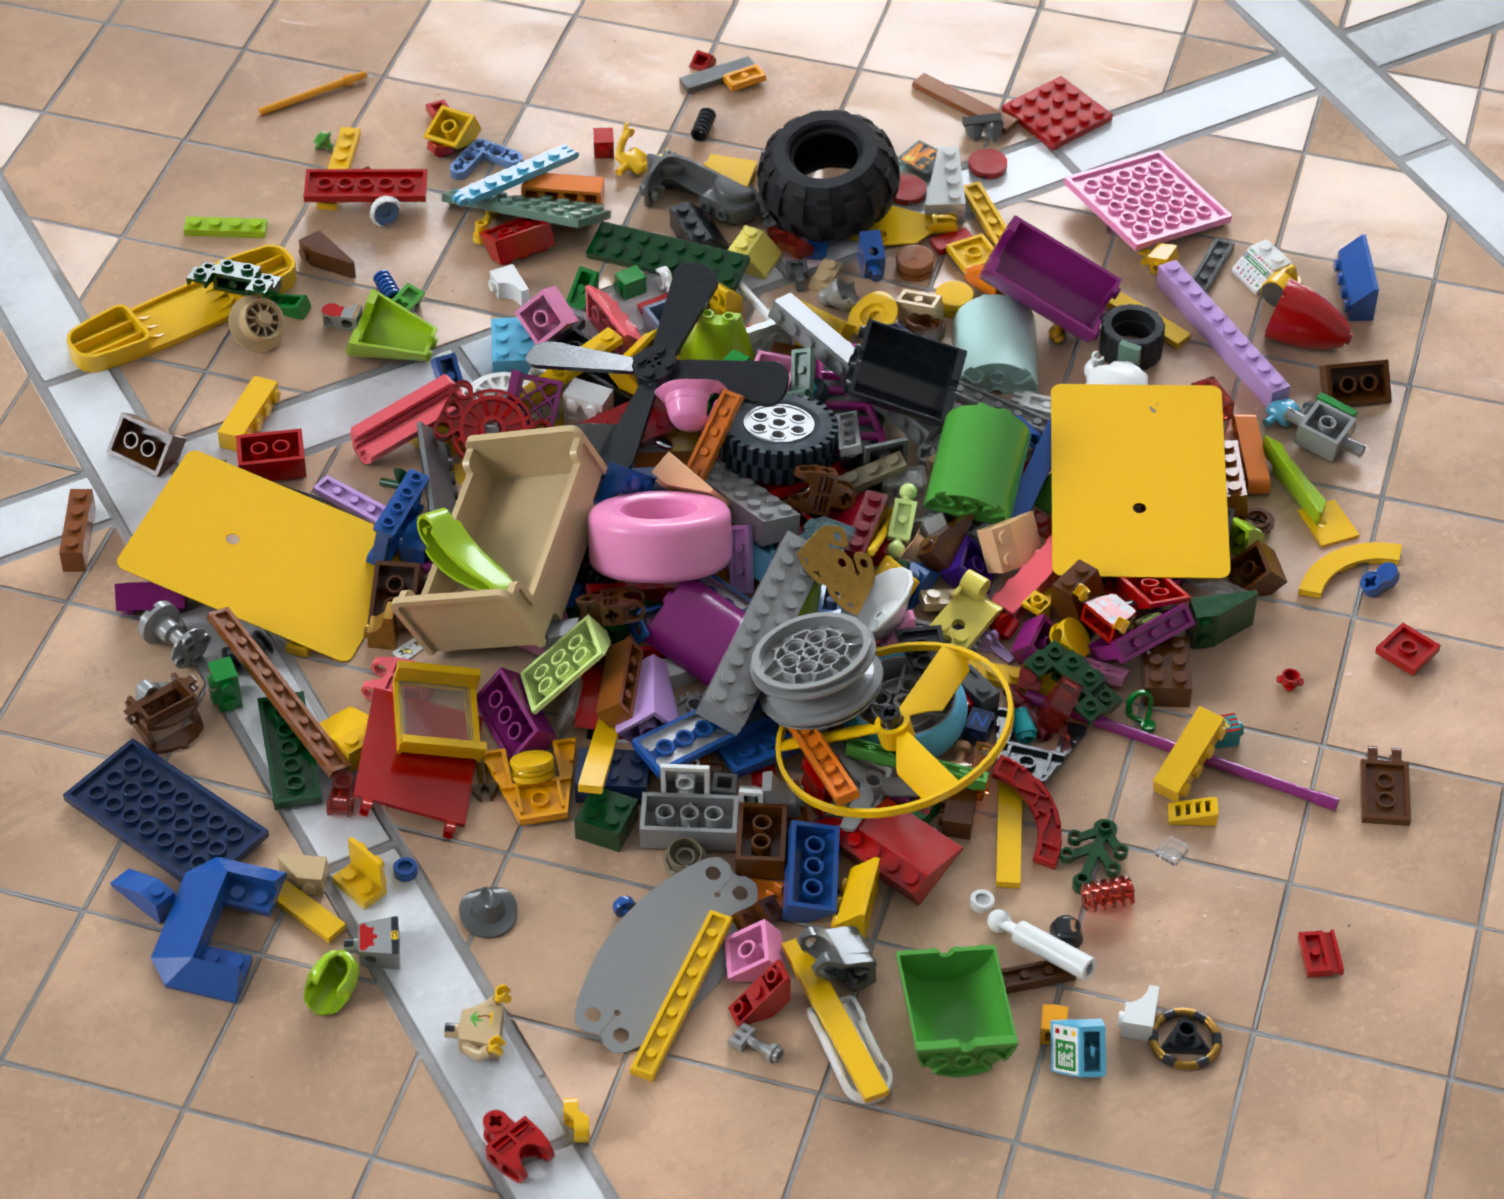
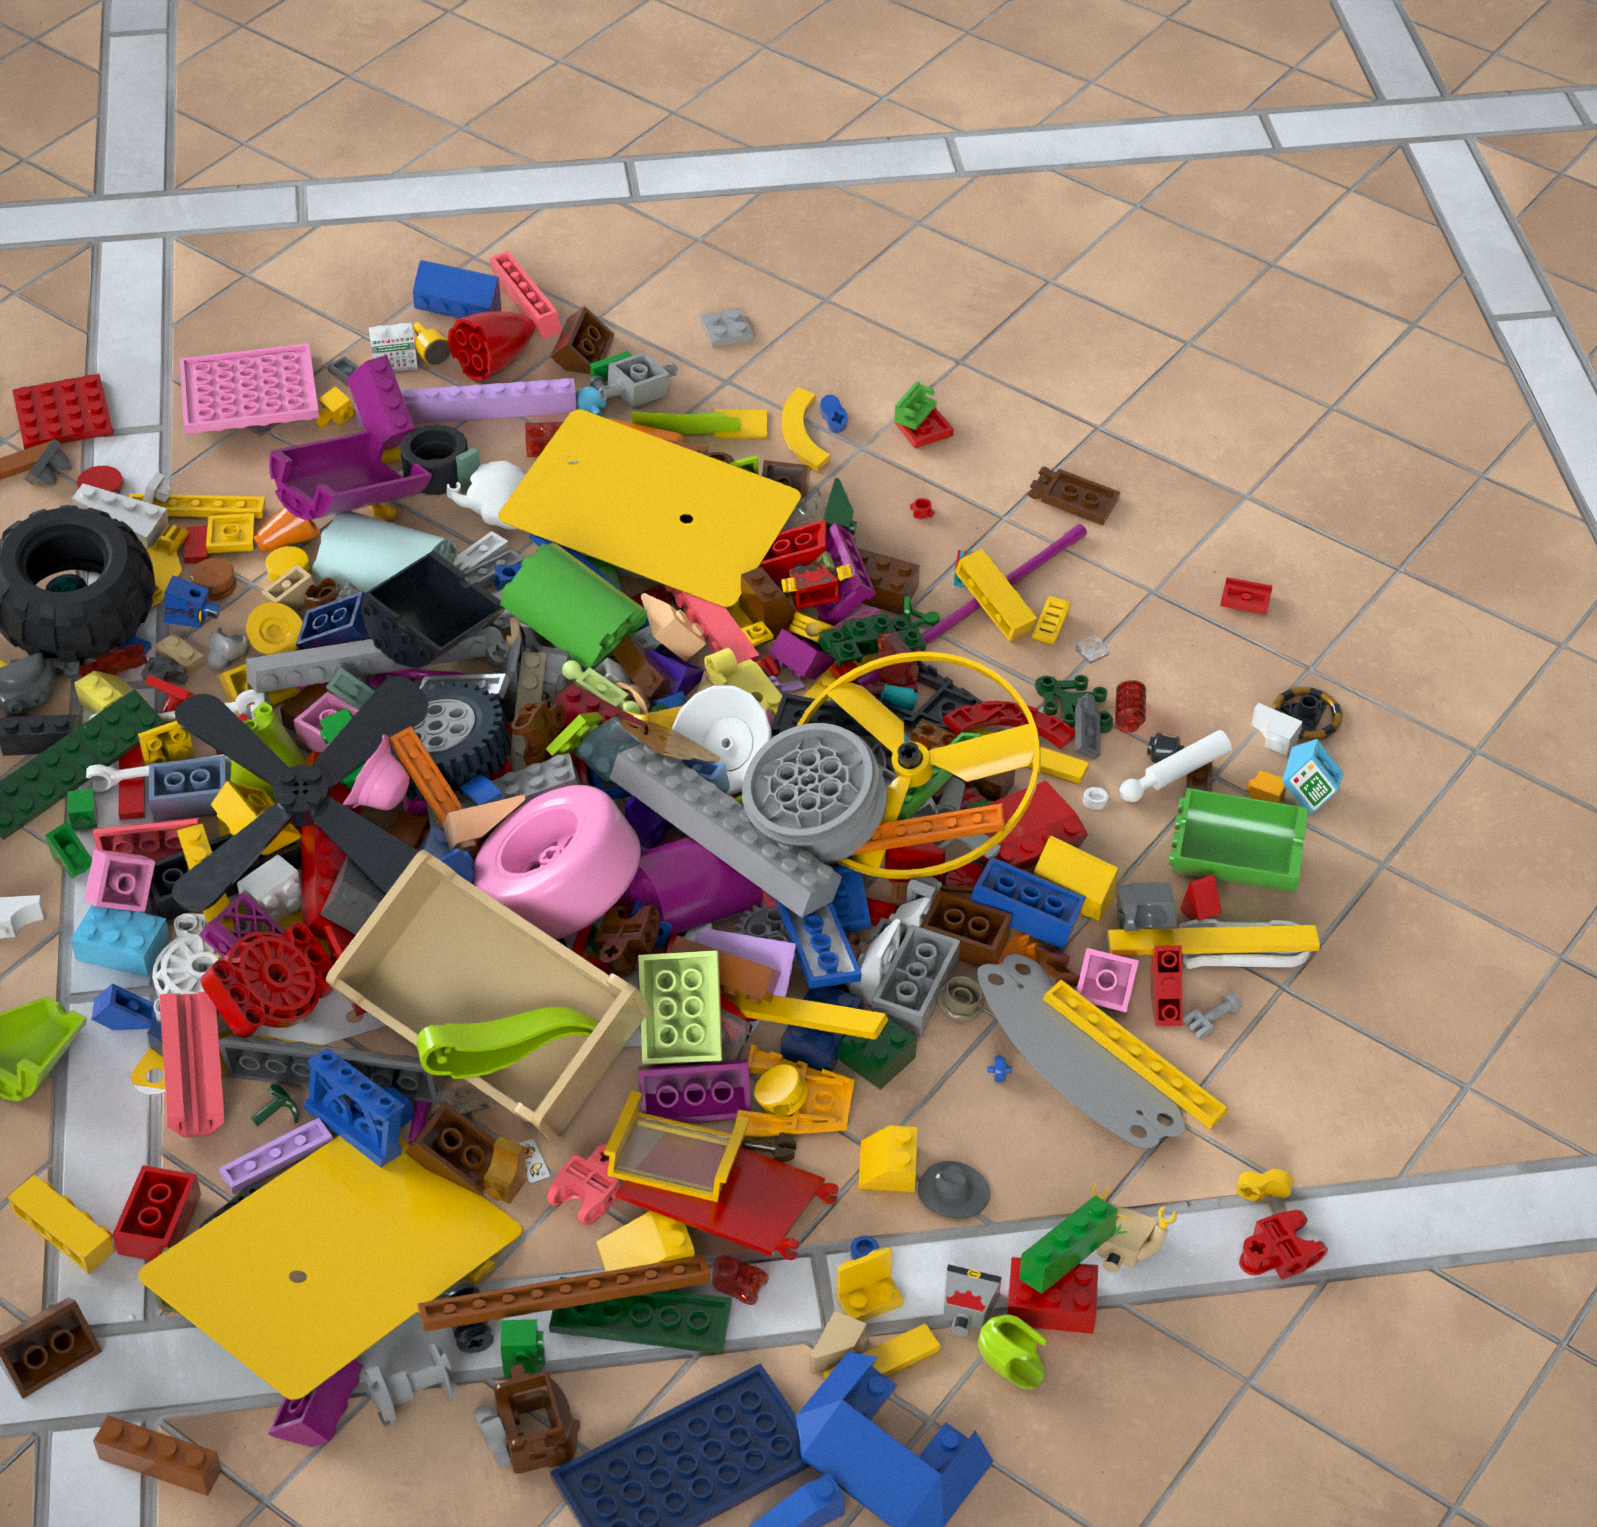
camera: 70 degrees left, 0 degrees up
(400, 996) = (1063, 1307): none -> red brick
(431, 978) = (1068, 1244): none -> green brick
(497, 862) = (889, 1160): none -> yellow slope
(724, 475) = (481, 791): none -> blue slope
(768, 282) = (175, 694): none -> red tile
(821, 506) = (573, 735): none -> lime plate
(876, 997) = (1201, 899): none -> red slope
(985, 190) = (157, 489): none -> white tile
(1057, 868) = (1087, 727): none -> dark grey hinge
(1168, 277) = (380, 401): none -> magenta slope
(1385, 321) = (526, 294): none -> coral brick
(1418, 628) = (914, 406): none -> bright green hinge
(1455, 473) = (726, 327): none -> light grey plate

